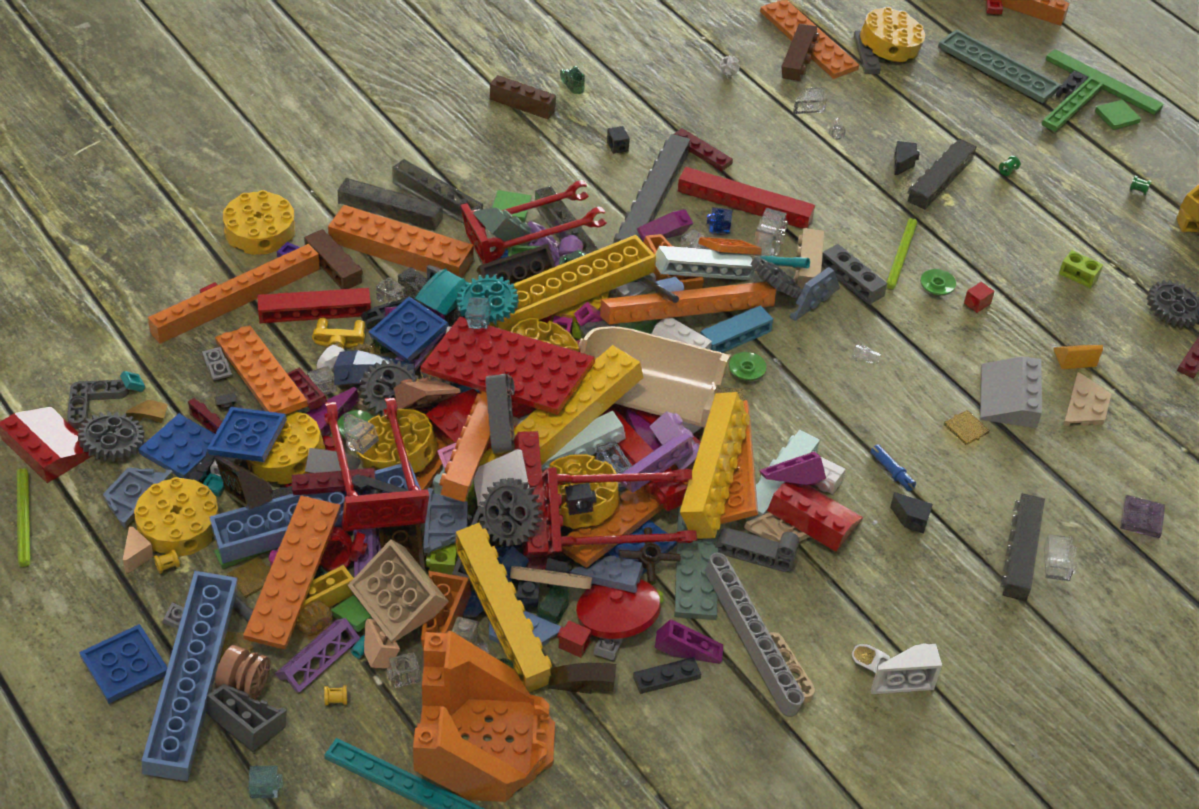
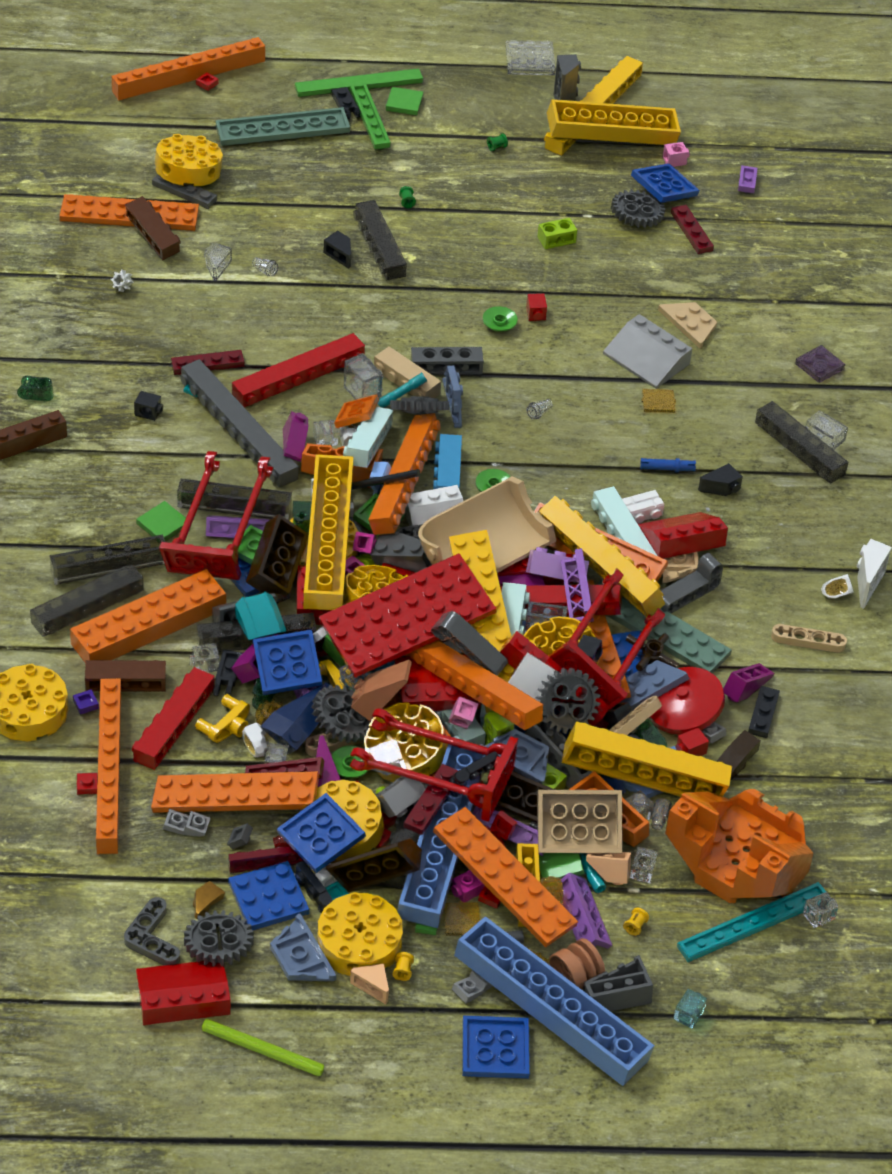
camera: 55 degrees left, 0 degrees up
(132, 381) = (159, 892): teal tile -> none
(478, 313) = (341, 598): clear light blue brick -> none
(501, 296) = (319, 586): teal gear -> none
(503, 224) = (208, 534): sand green slope -> none
(569, 245) = (276, 505): medium lavender head -> none
(720, 220) = (314, 400): clear blue brick -> none
(754, 635) = (769, 636): light grey beam -> none
(801, 470) = (644, 514): magenta slope -> none
(901, 253) = (444, 318): lime axle -> none
(1078, 356) = (642, 292): light orange slope -> none

